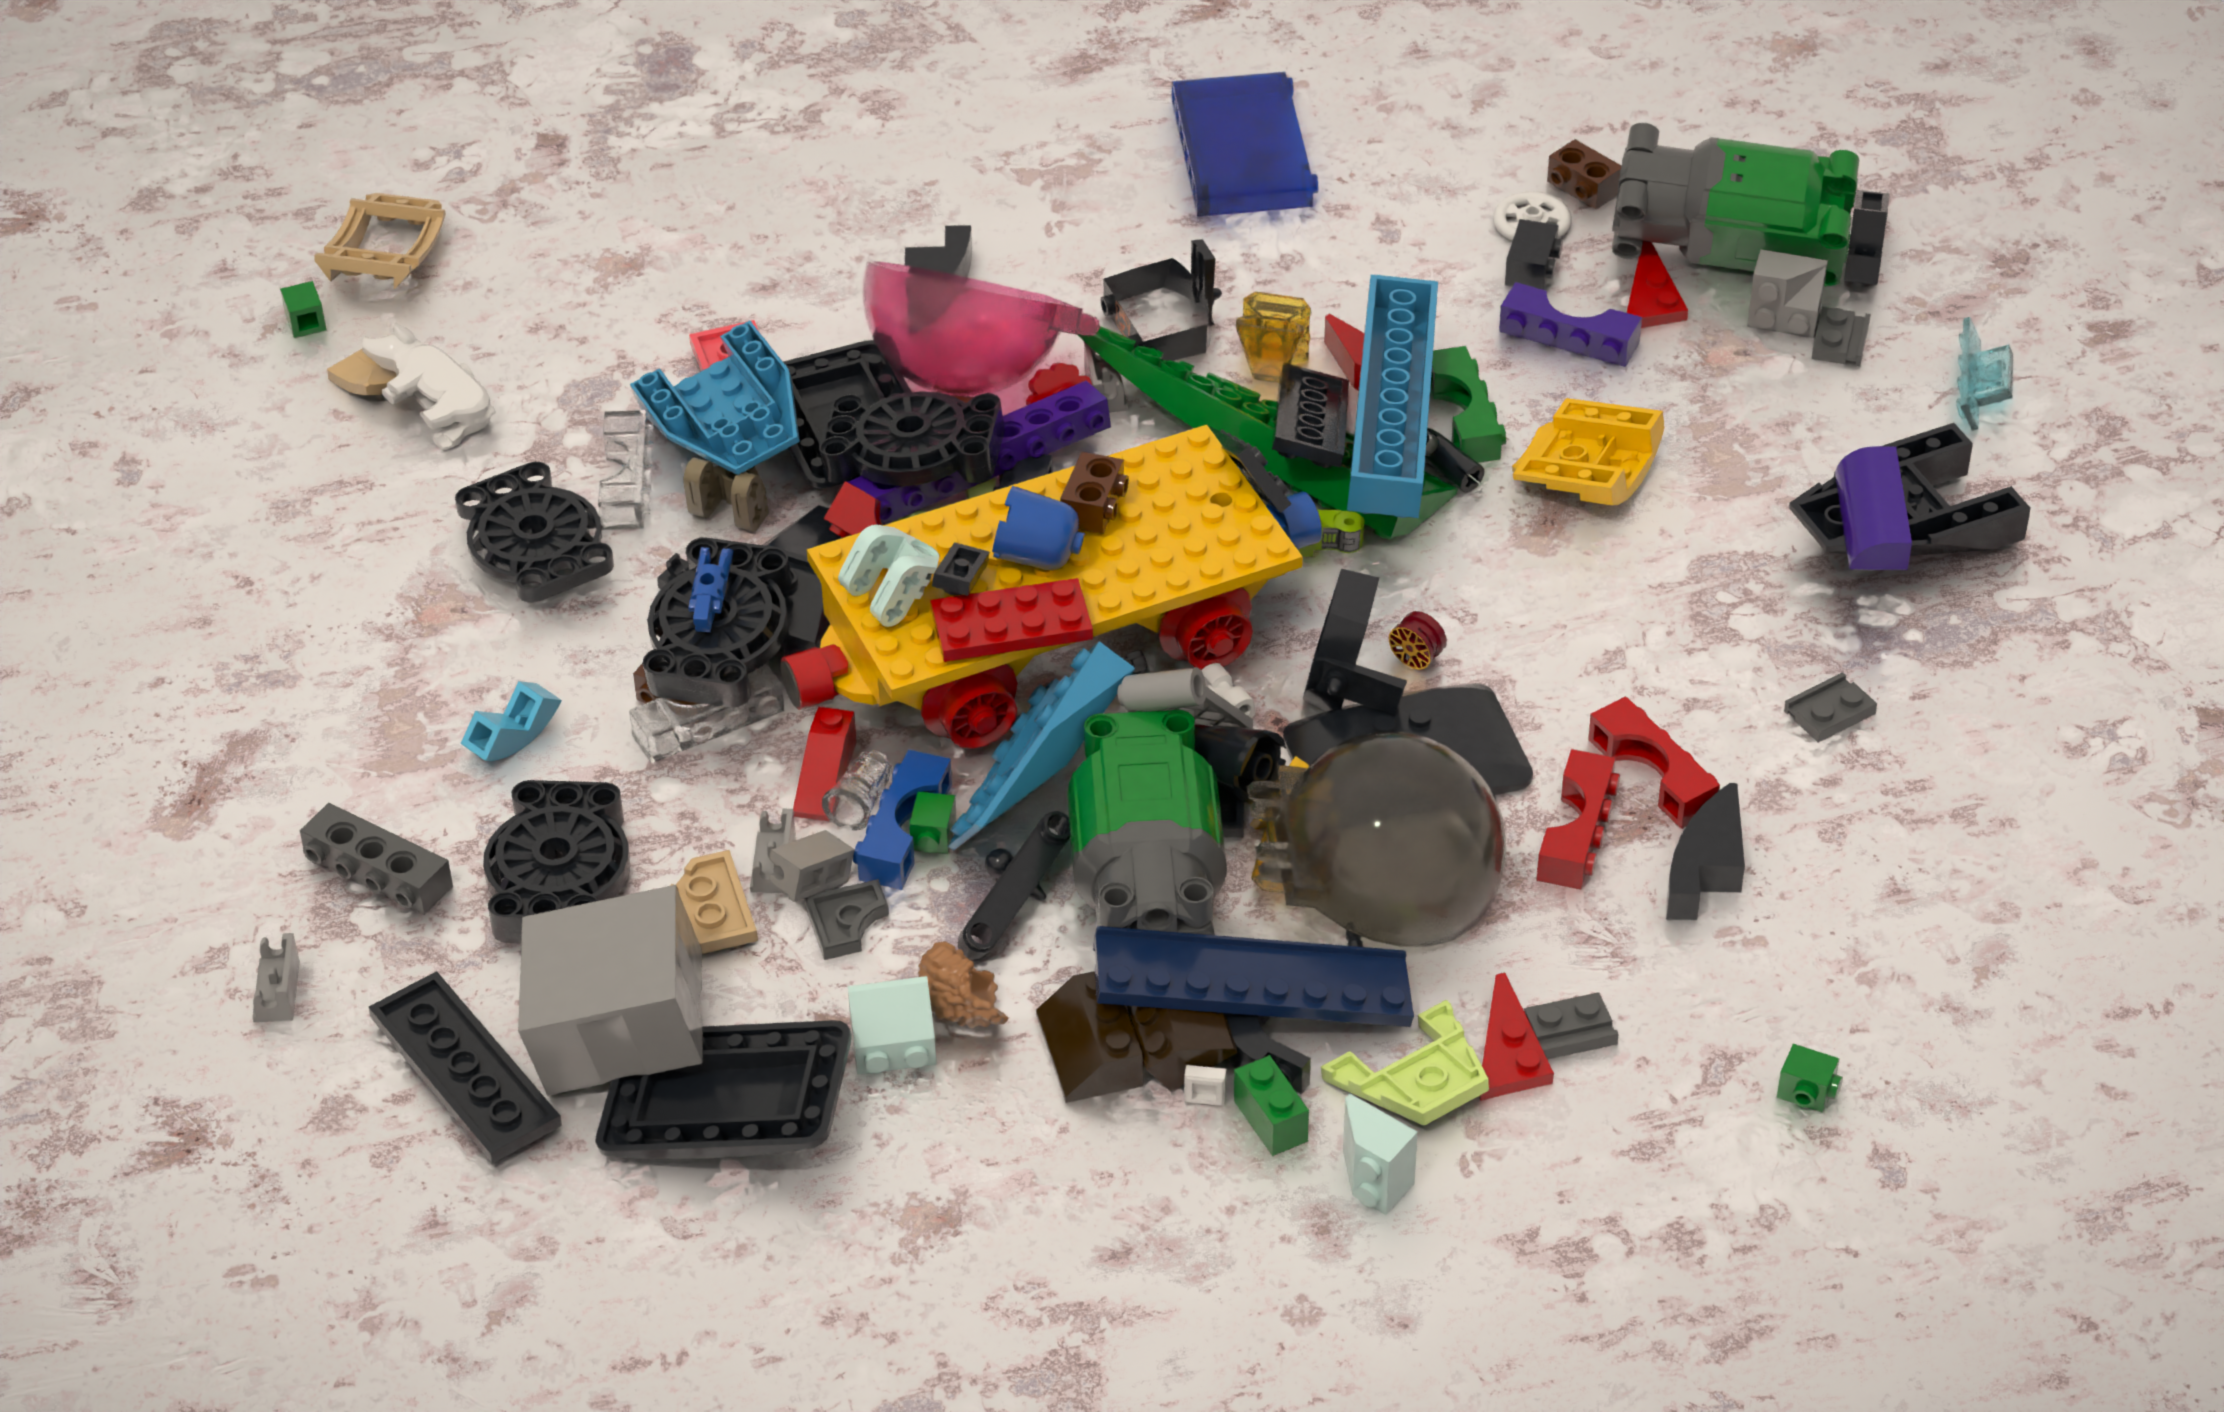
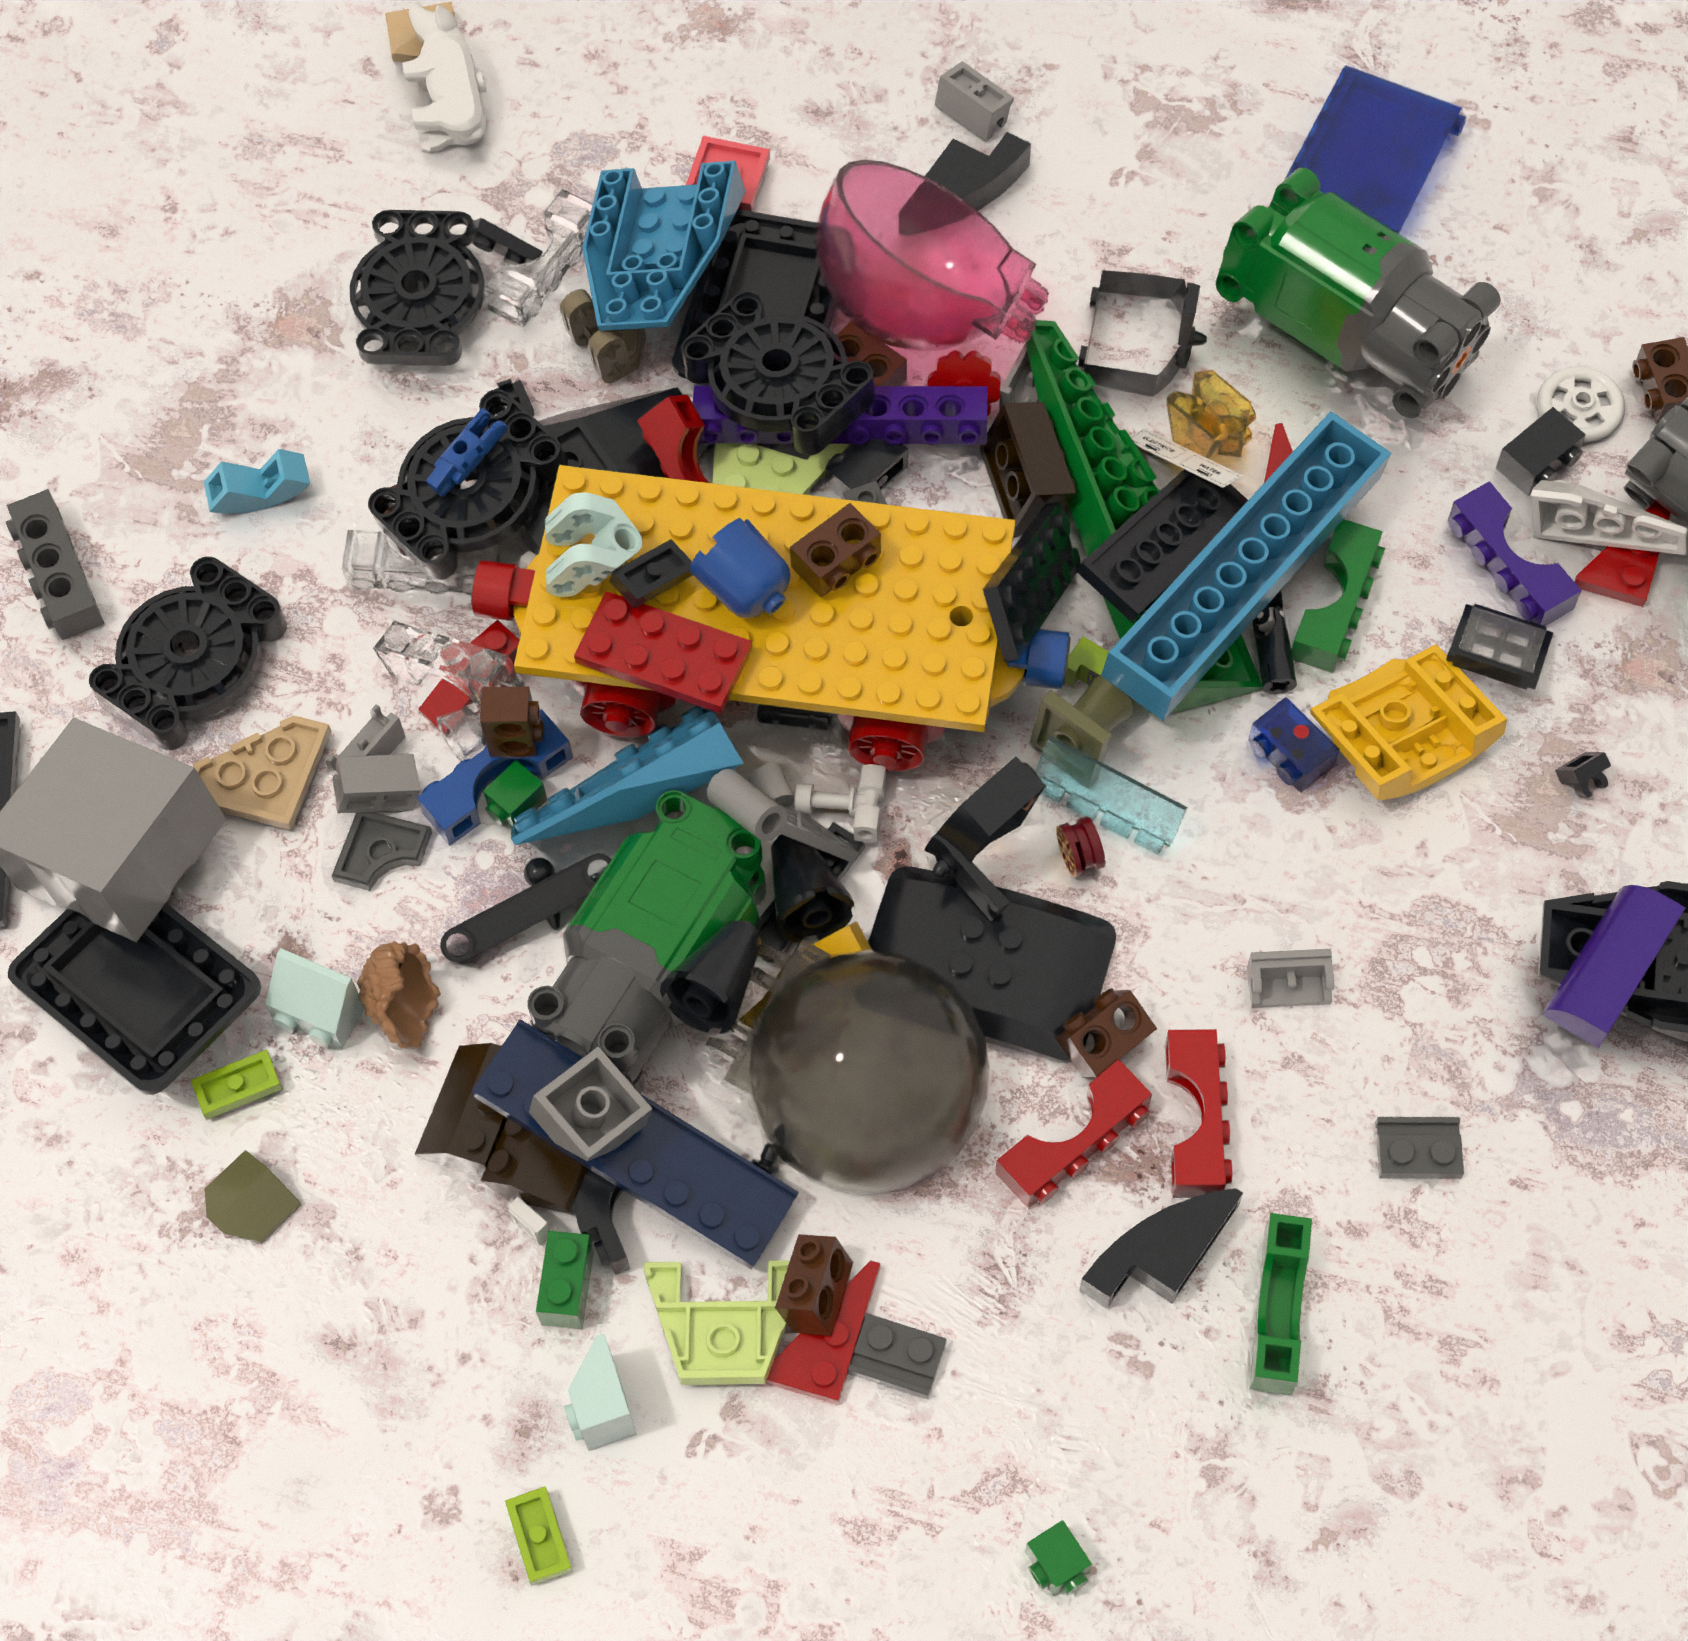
camera: 35 degrees right, 20 degrees up
(584, 465) = (493, 238): none -> black plate
(844, 737) = (415, 652): none -> clear arch
(872, 1124) = (236, 1084): none -> lime plate
(893, 223) = (973, 100): none -> light grey hinge
(902, 752) = (511, 721): none -> reddish brown brick
(953, 1193) = (248, 1200): none -> olive slope
(1148, 411) = (1026, 463): none -> dark brown slope
(1211, 944) = (590, 1107): none -> light grey slope
(1238, 819) = (714, 978): none -> black cone
(1277, 366) = (1185, 458): none -> white sticker
(1317, 200) = (1355, 291): none -> piece
(1352, 547) = (1086, 722): none -> olive plant
(1402, 1280) = (538, 1535): none -> lime plate
(1431, 592) = (1101, 788): none -> clear light blue windscreen
(1472, 1001) = (814, 1285): none -> reddish brown brick
(1516, 508) = (1292, 745): none -> clear blue brick
(1543, 742) = (1109, 1040): none -> reddish brown brick
(1612, 379) = (1500, 646): none -> piece
(1618, 269) = (1588, 517): none -> white wedge
(1645, 648) = (1290, 978): none -> light grey hinge
(1741, 429) = (1582, 769): none -> black tile
(1801, 812) = (1279, 1304): none -> green arch

